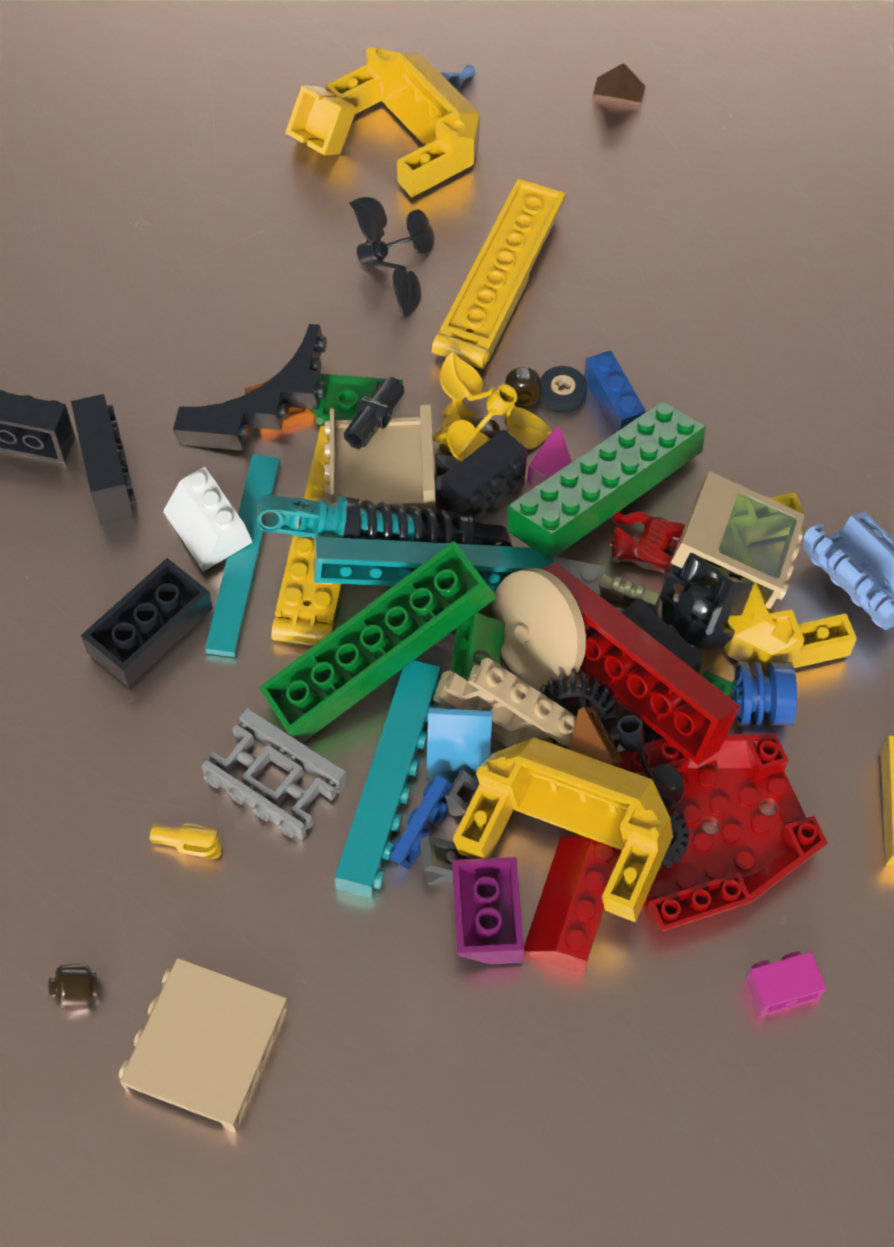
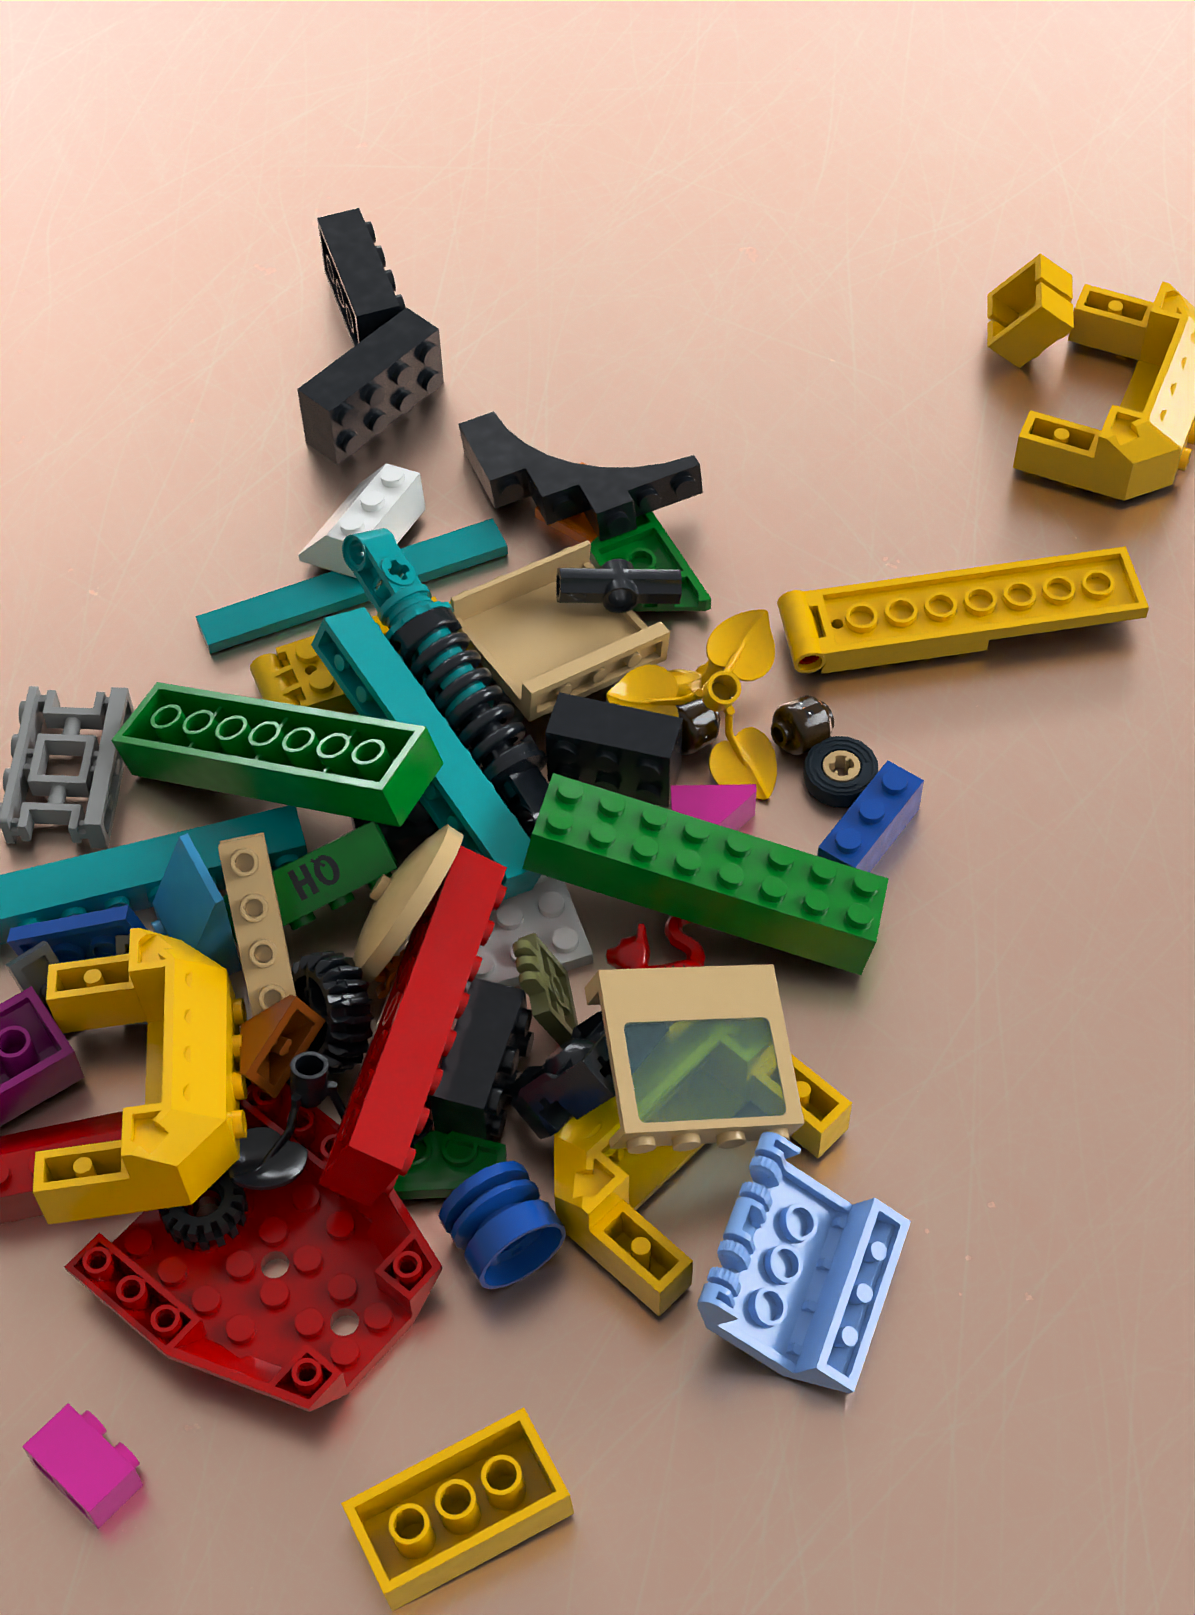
camera: 60 degrees right, 5 degrees down
(147, 622) = (187, 543): black brick -> none
(372, 221) = (884, 422): black plant -> none

